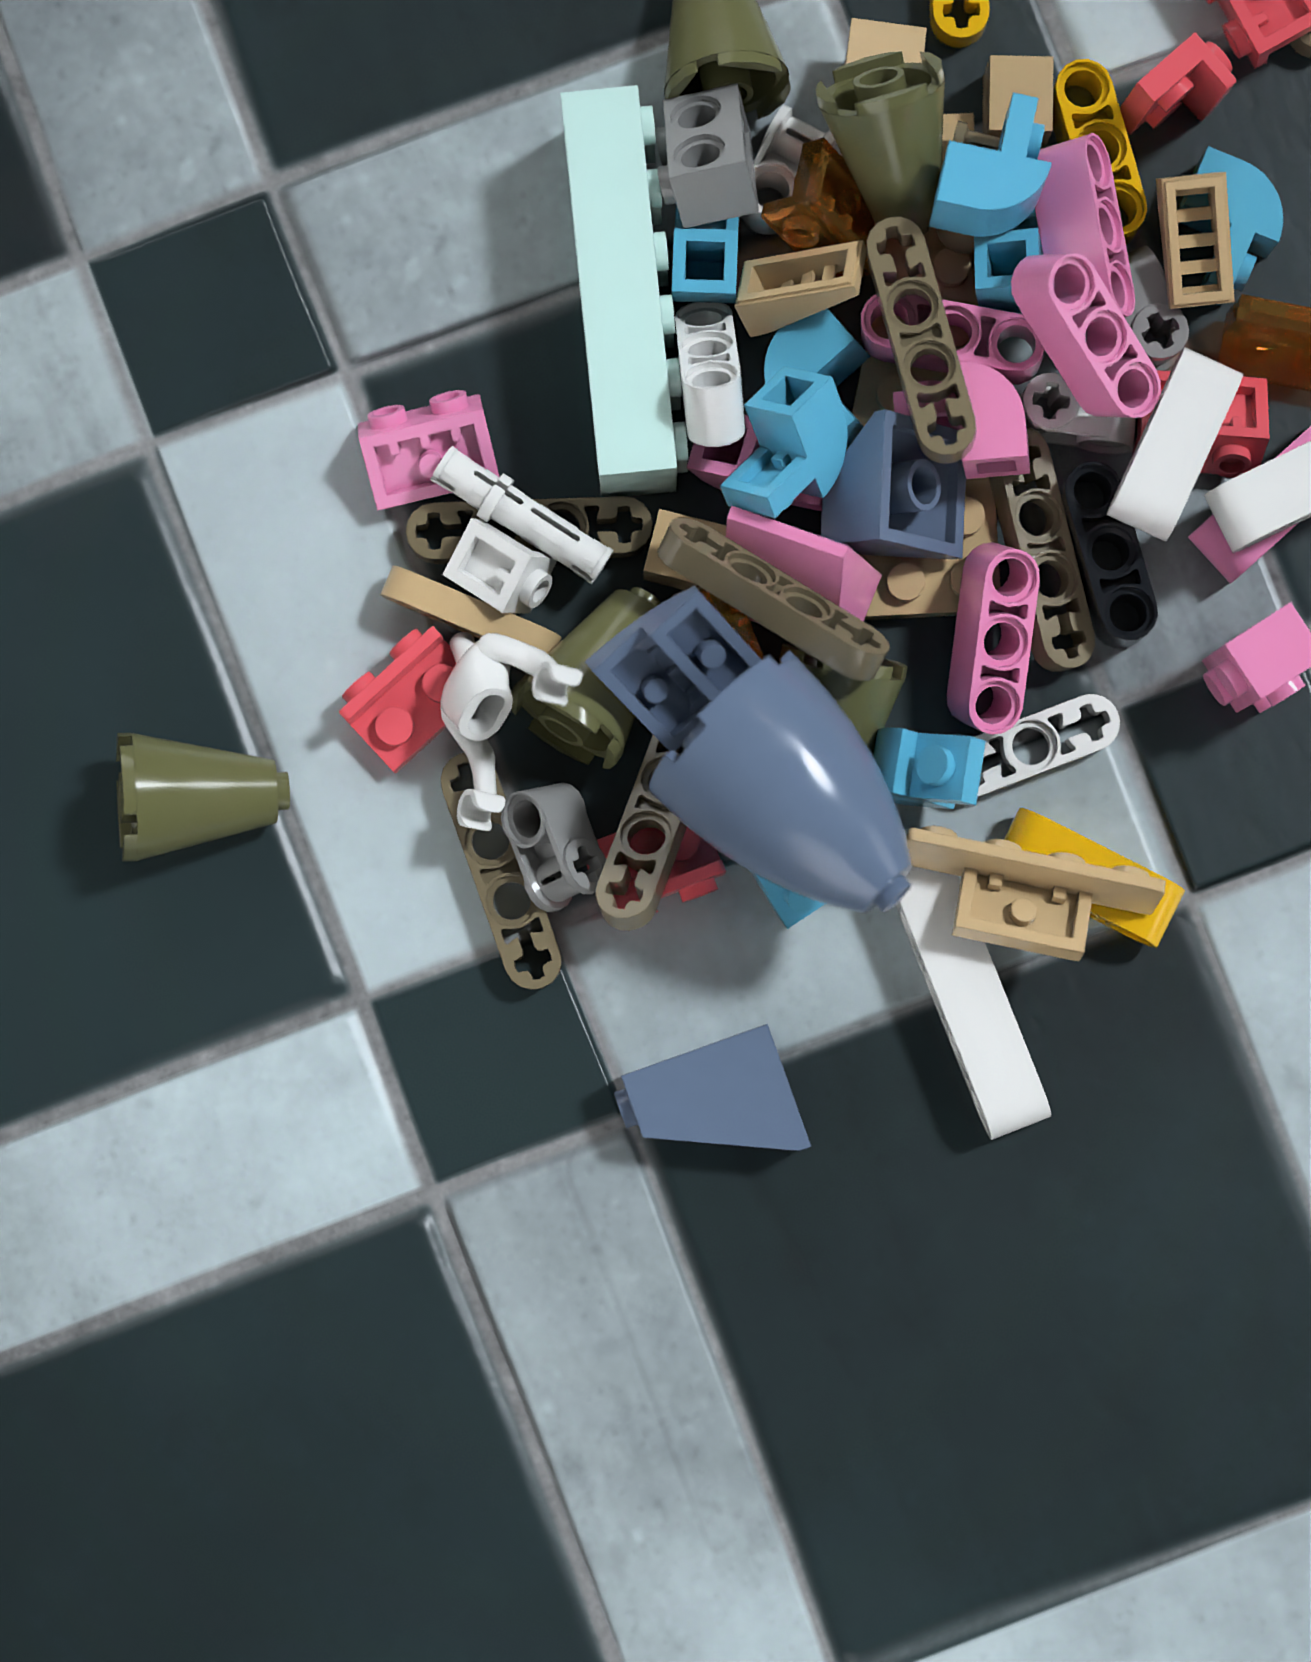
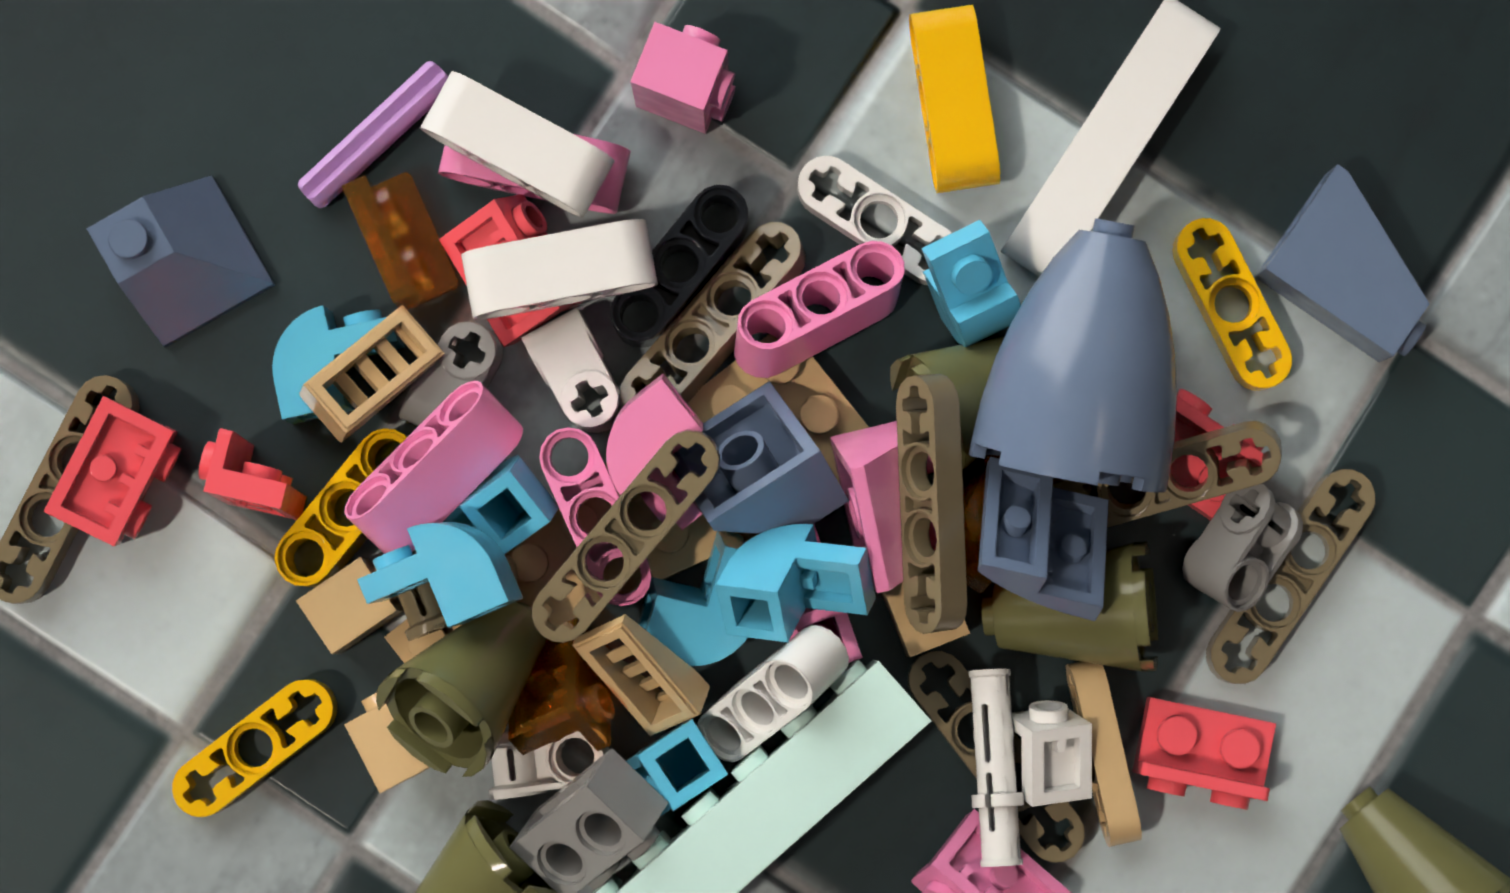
camera: 125 degrees left, 0 degrees up
(478, 702) = (1182, 686): white piece -> none
(800, 1007) = (1242, 279): none -> yellow beam
(1028, 896) = (1020, 129): tan bracket -> none
(1060, 321) = (536, 366): bright pink beam -> none

